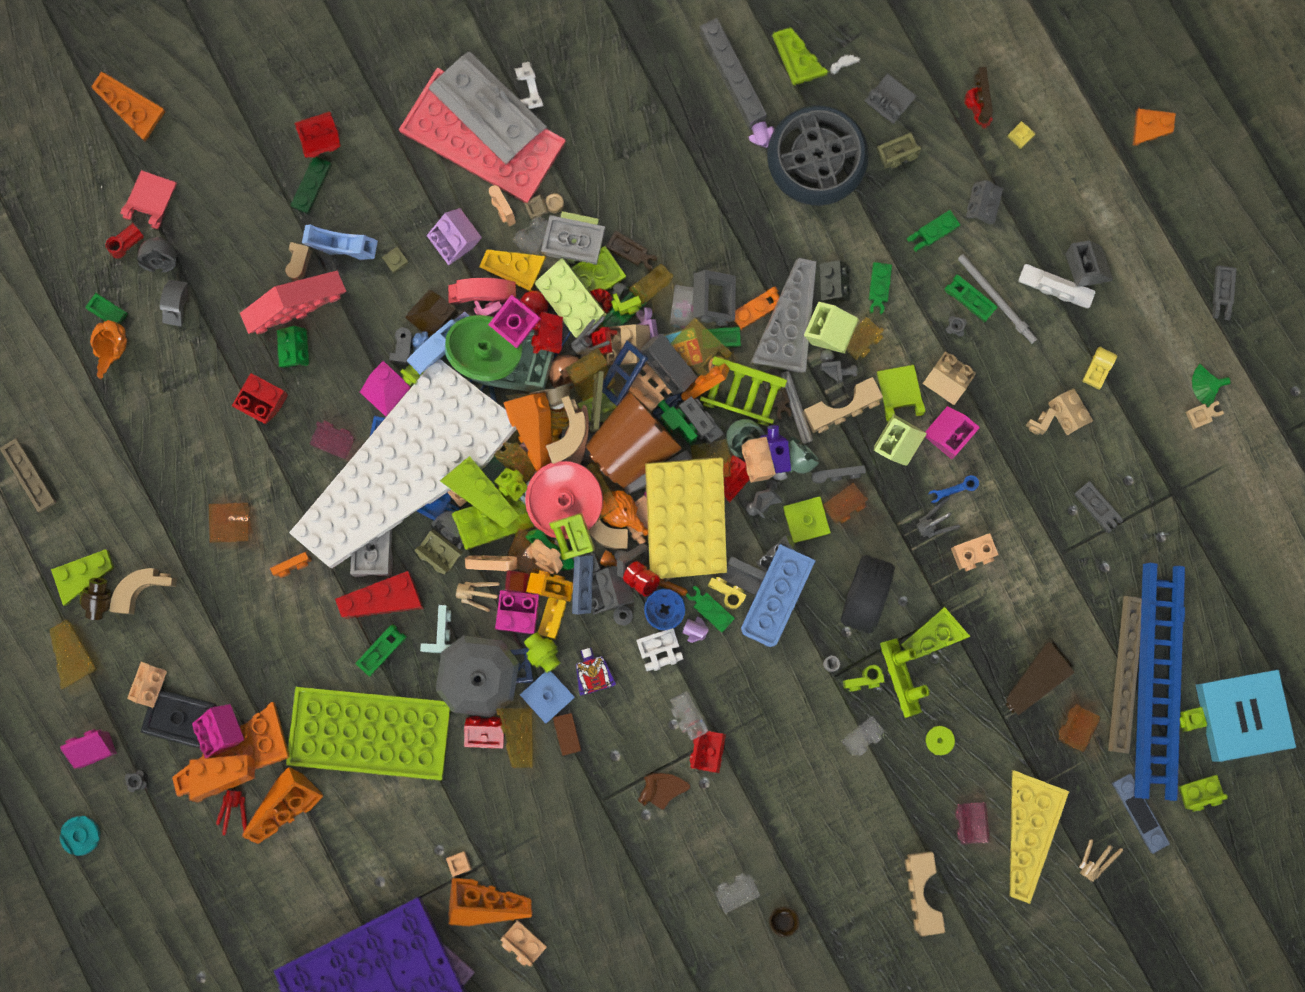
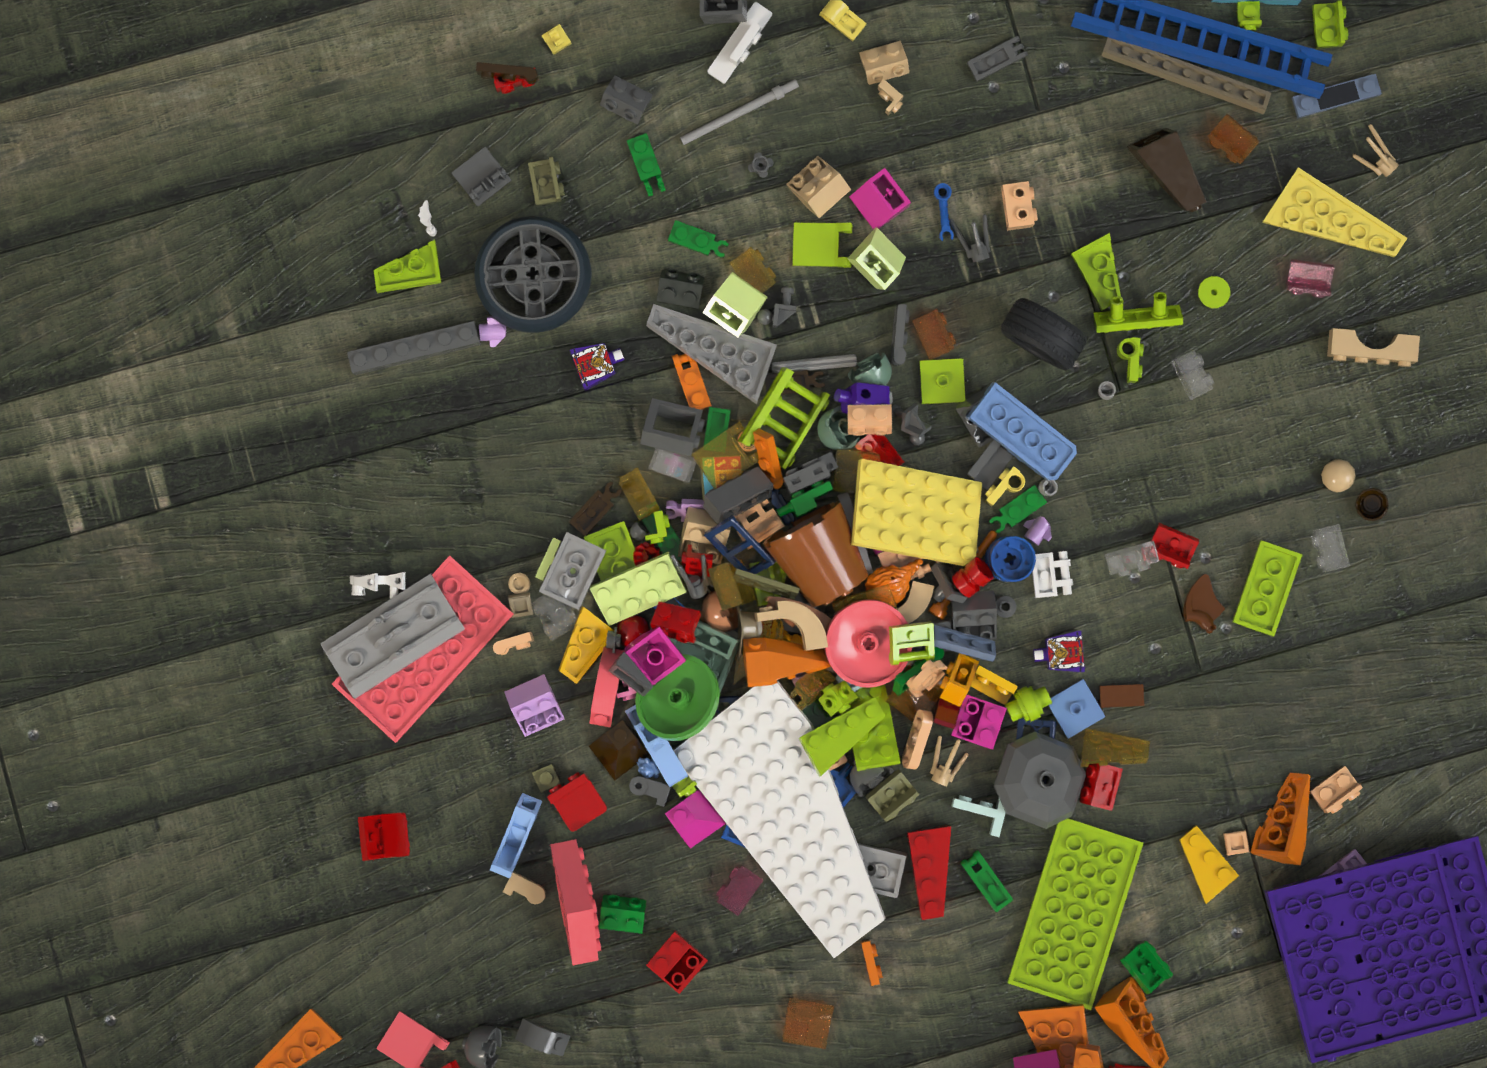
camera: 80 degrees left, 5 degrees up
(311, 185) = (437, 857): dark green plate -> none
(333, 806) = (1146, 966): none -> green bracket
(380, 288) = (577, 801): none -> red bracket
(435, 841) = (1207, 864): none -> yellow wing
(494, 303) = (630, 674): none -> dark grey slope
(522, 287) = (613, 640): none -> dark grey plate
(689, 843) = (1267, 588): none -> lime plate
(732, 633) = (1050, 490): none -> light grey hinge
(753, 224) = (595, 363): none -> torso
(803, 886) = (1338, 475): none -> tan hair
(821, 416) = (818, 285): tan arch -> none
(971, 298) = (733, 141): green plate -> none

